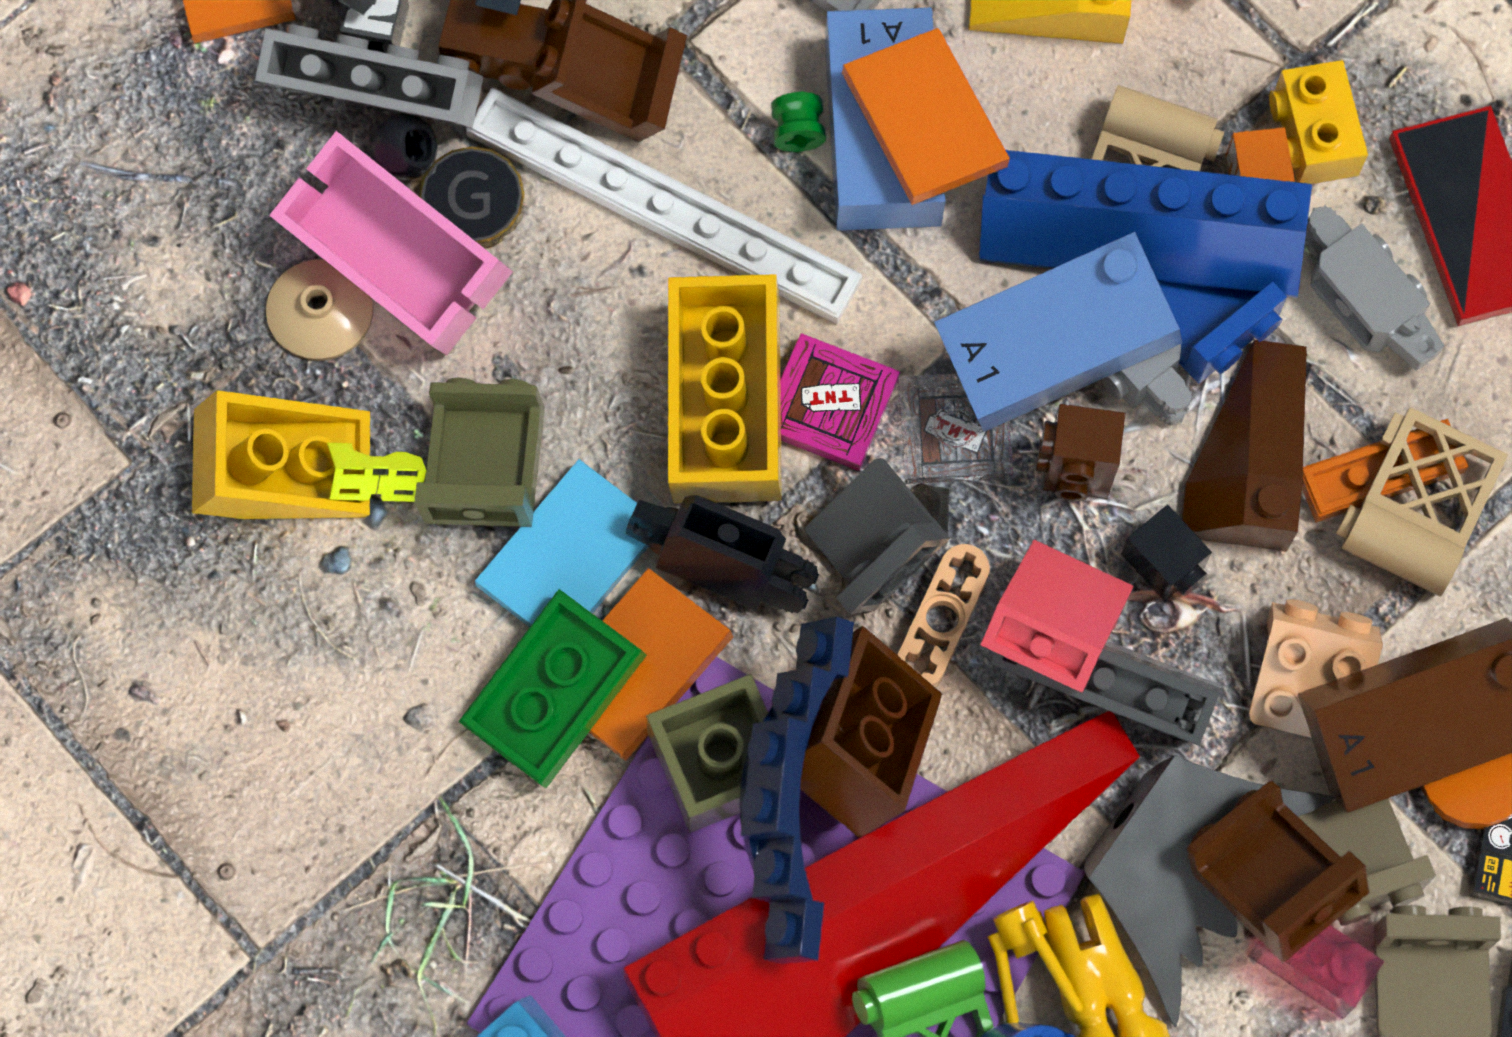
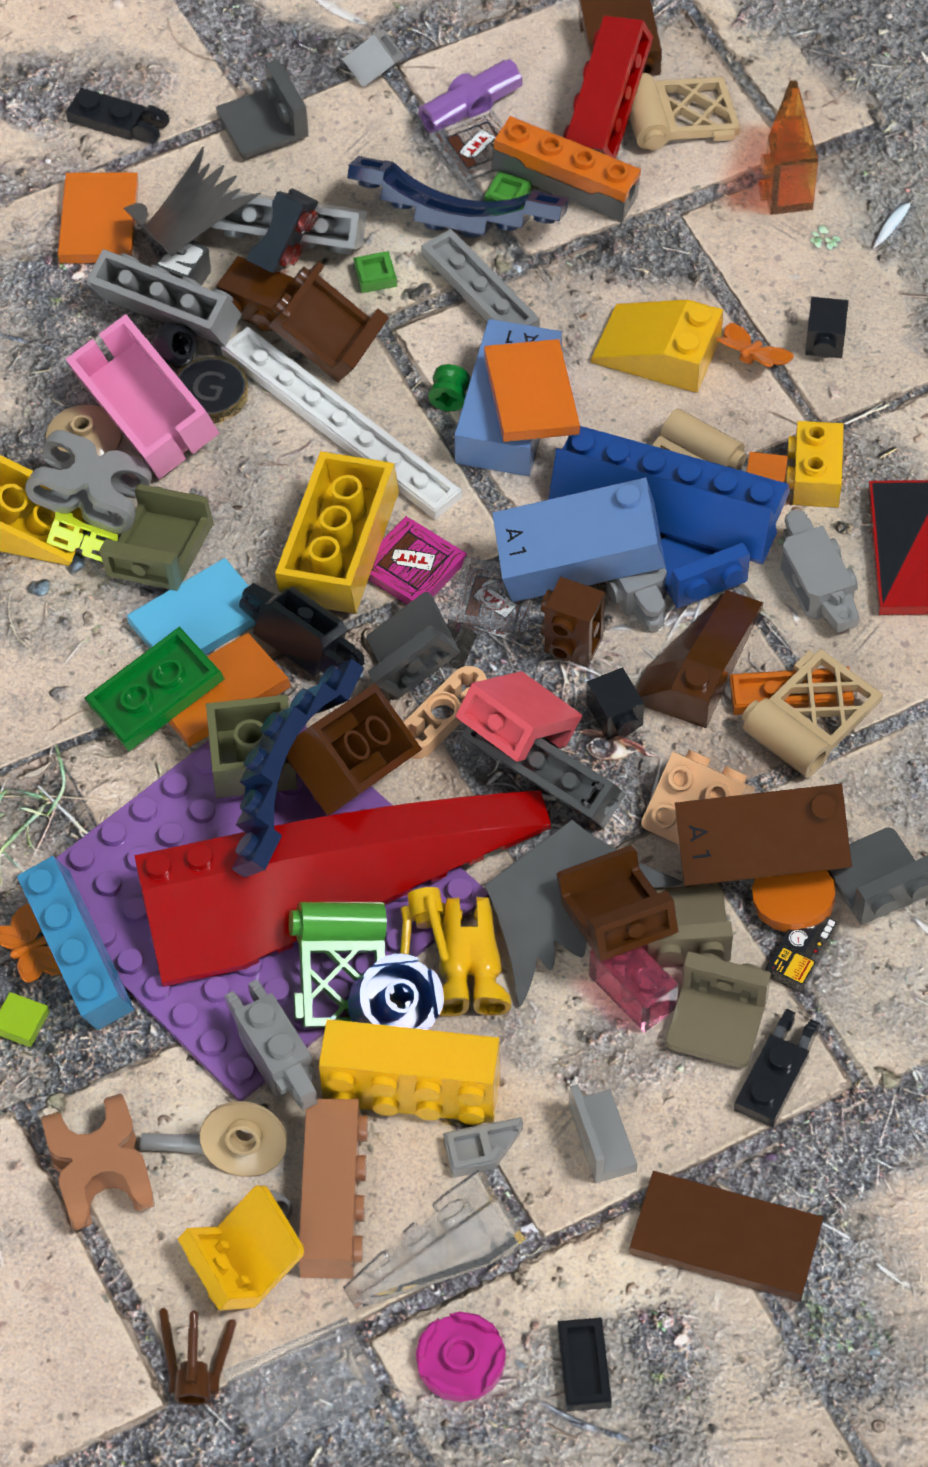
camera: 20 degrees right, 15 degrees down
(361, 394) = (88, 481): none -> light grey piece

